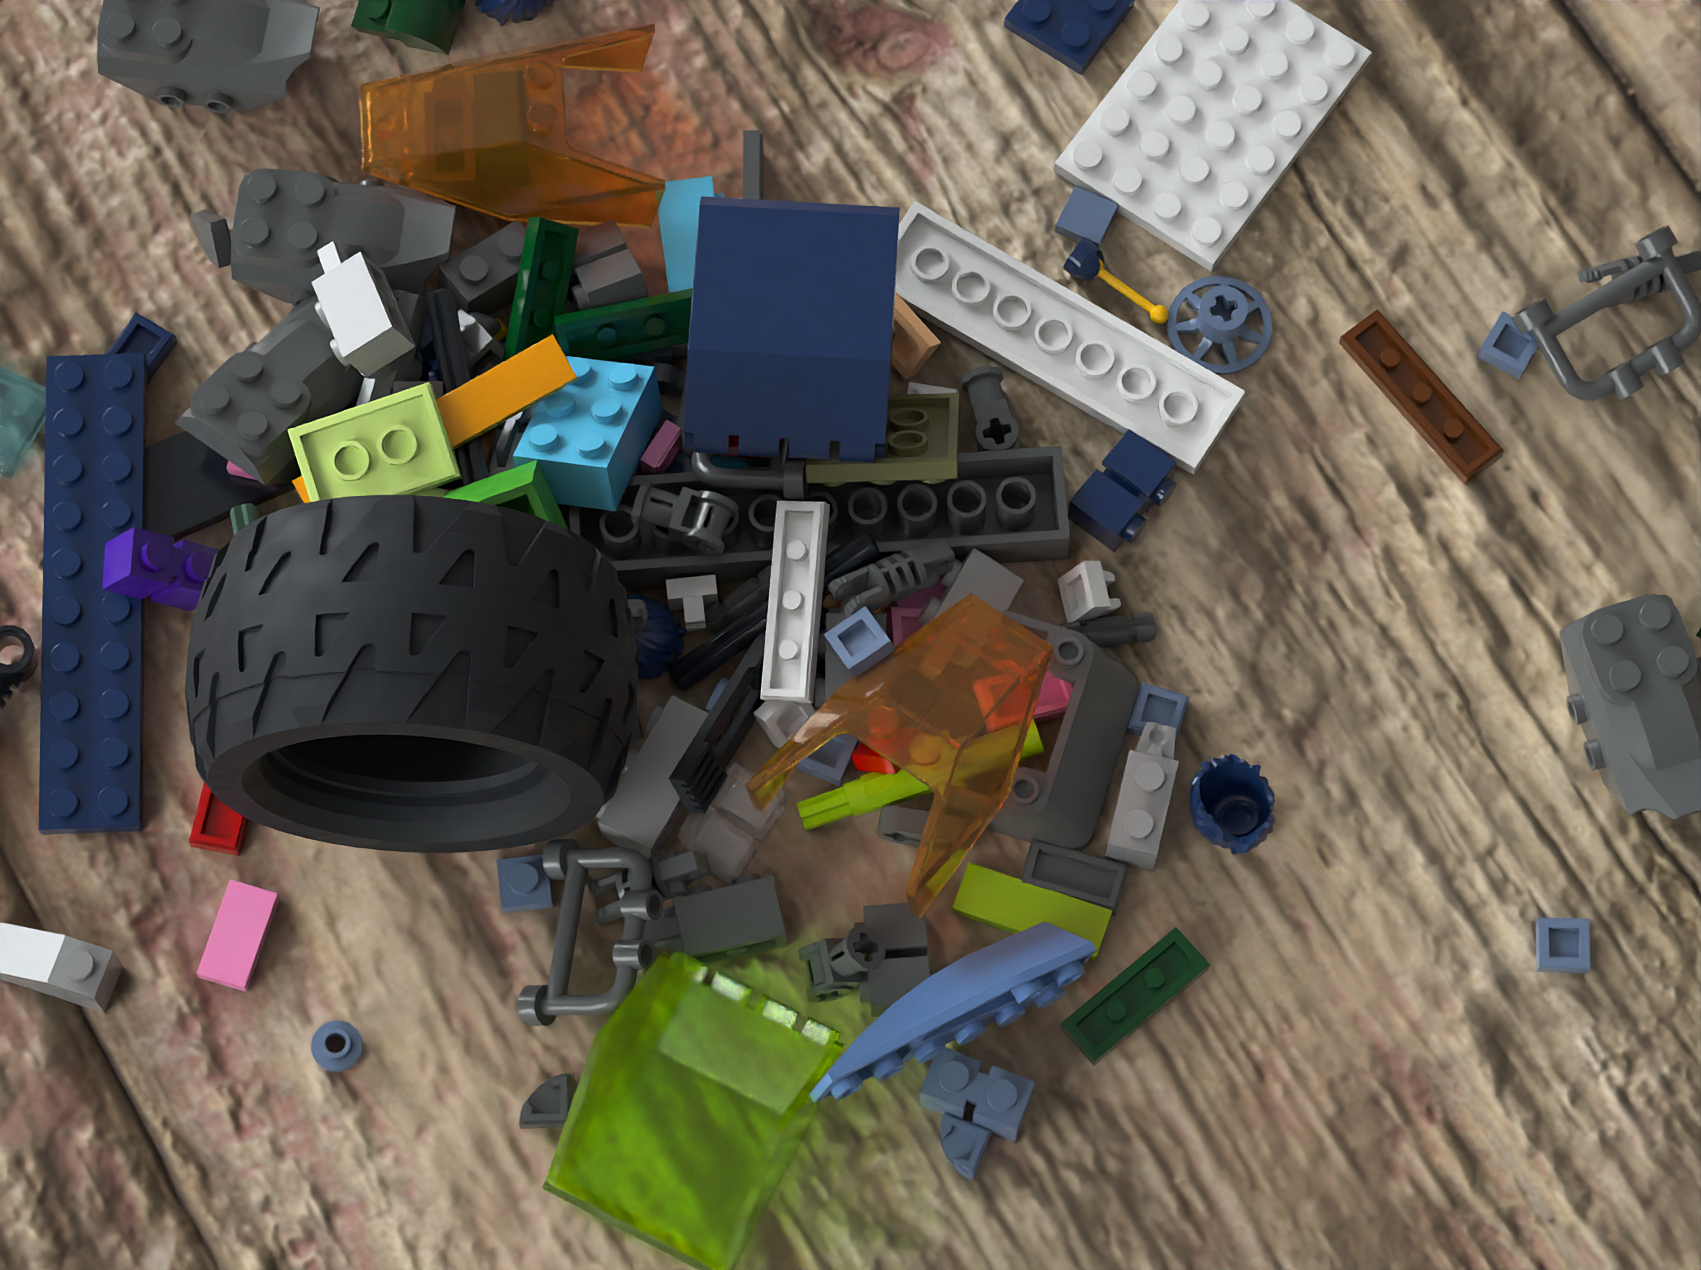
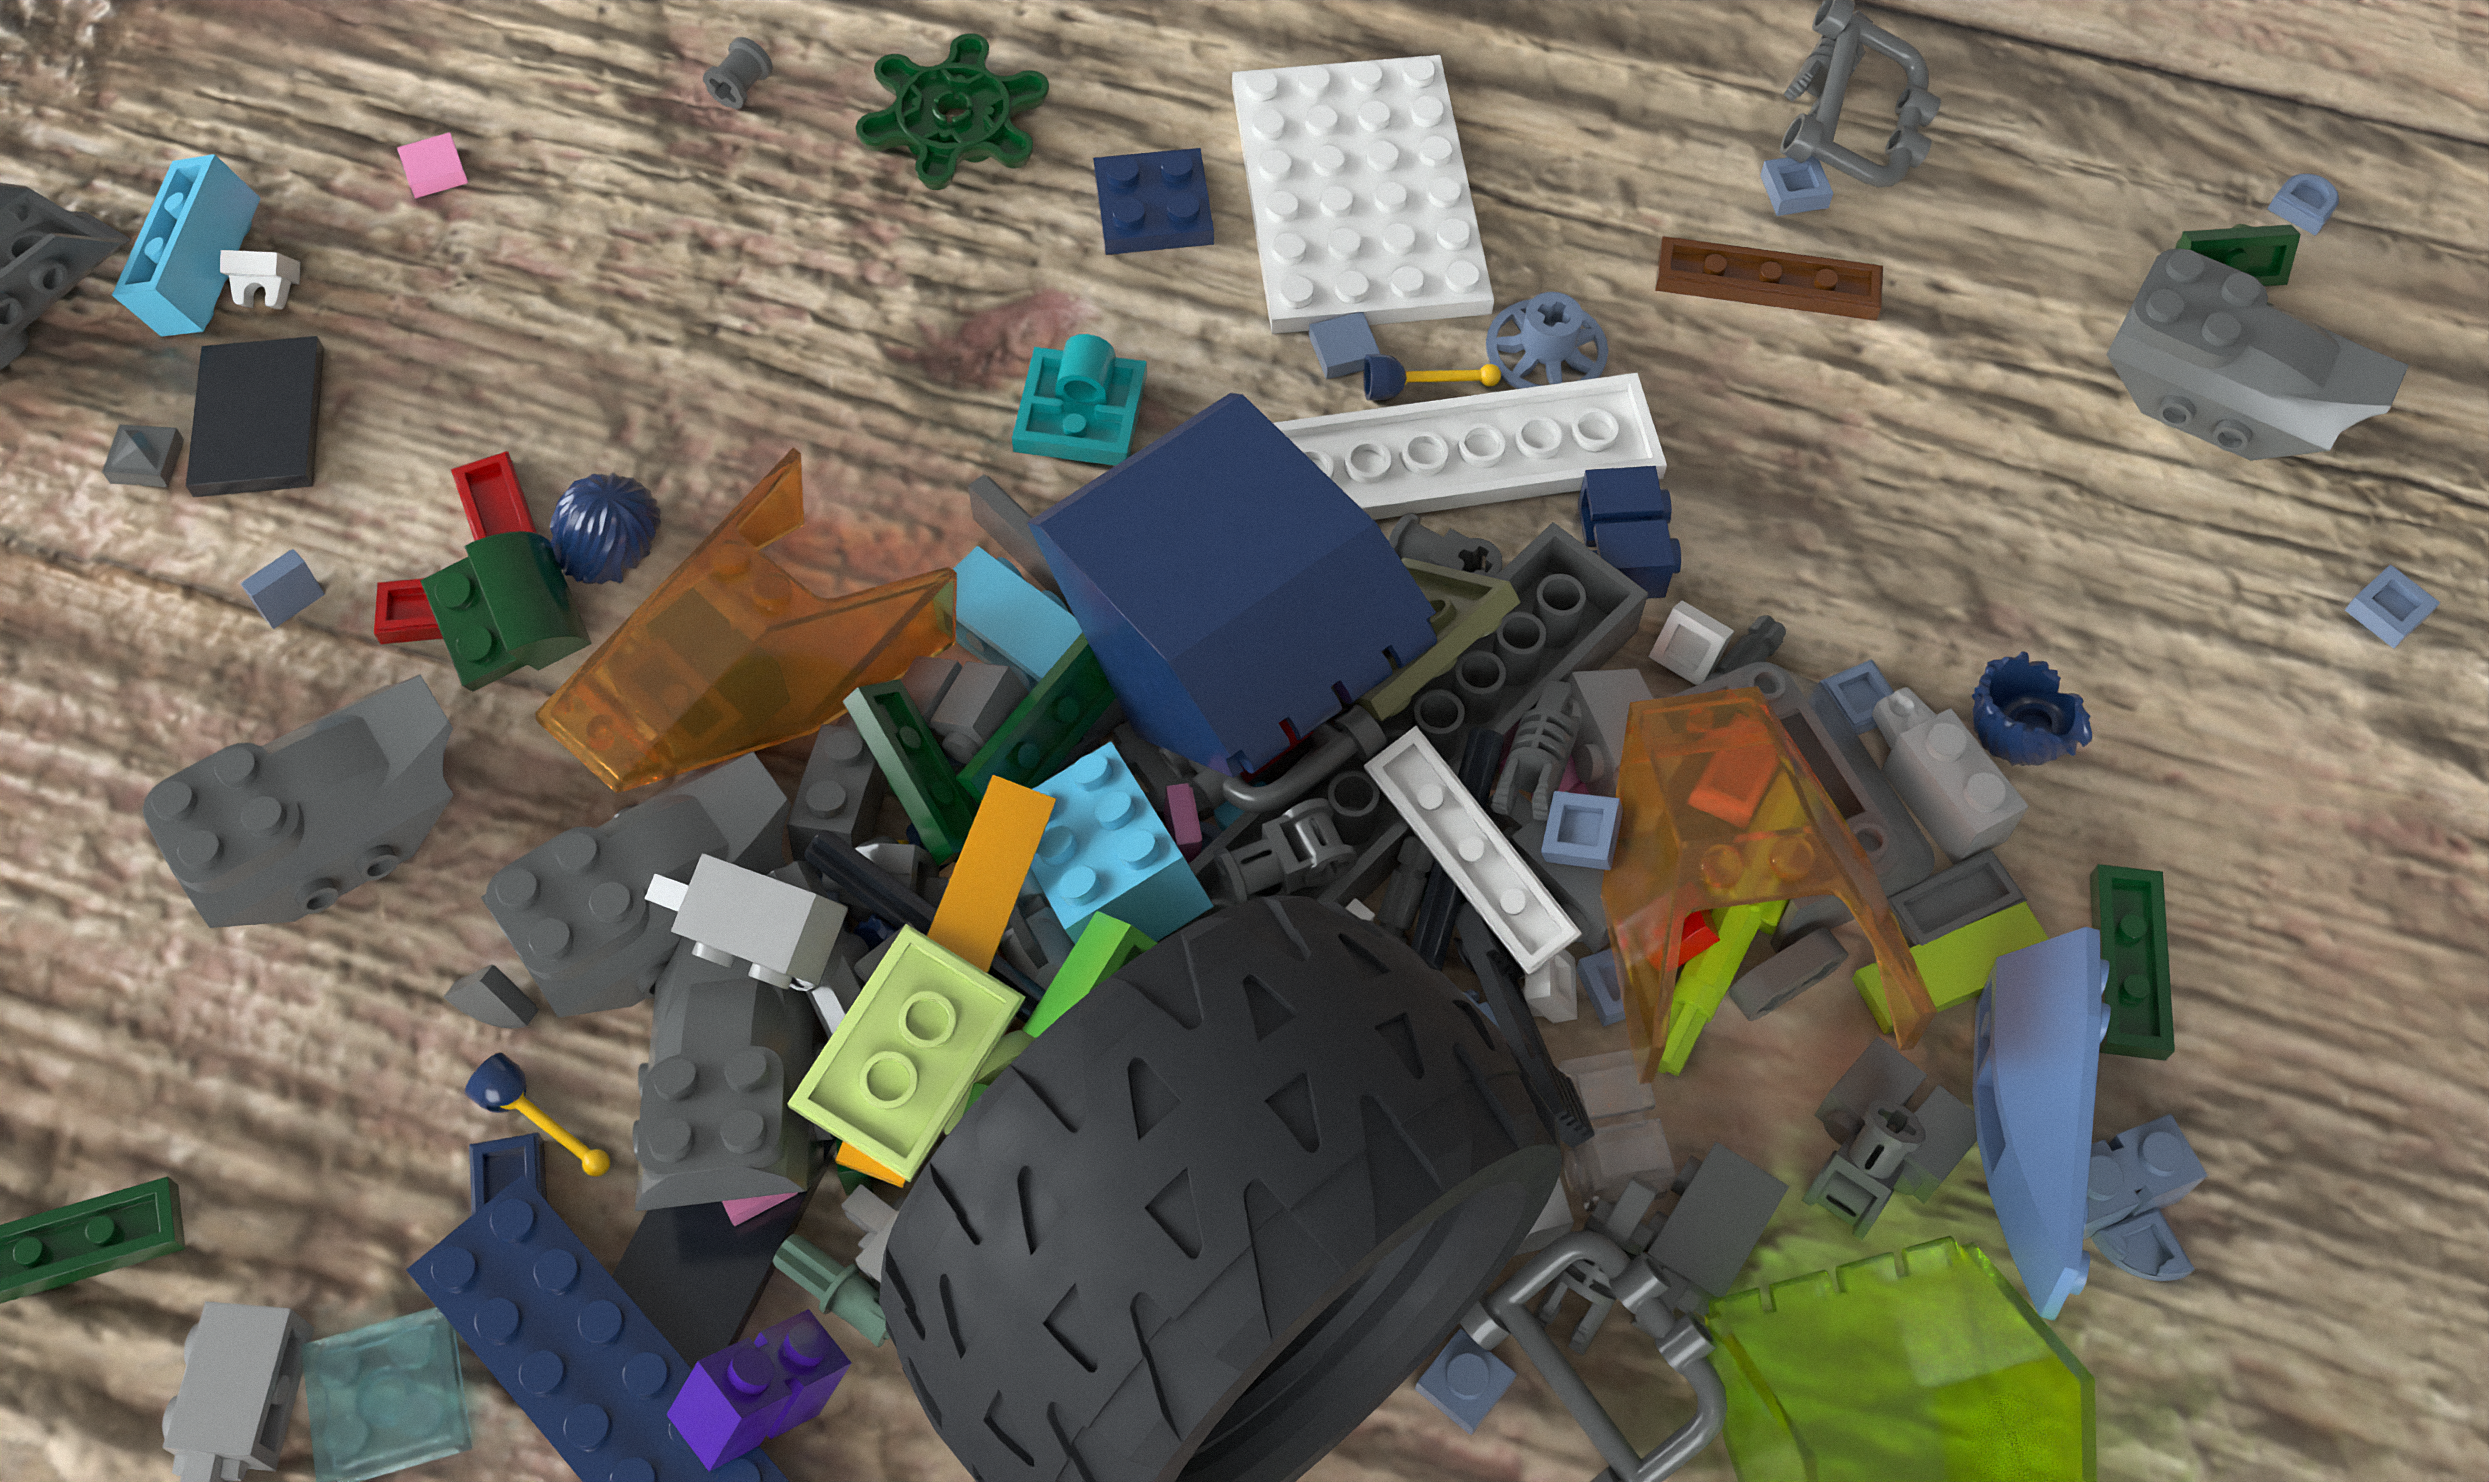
camera: 45 degrees left, 10 degrees down
(177, 293) = (501, 1086): none -> hinge
(875, 126) = (1080, 402): none -> teal plate

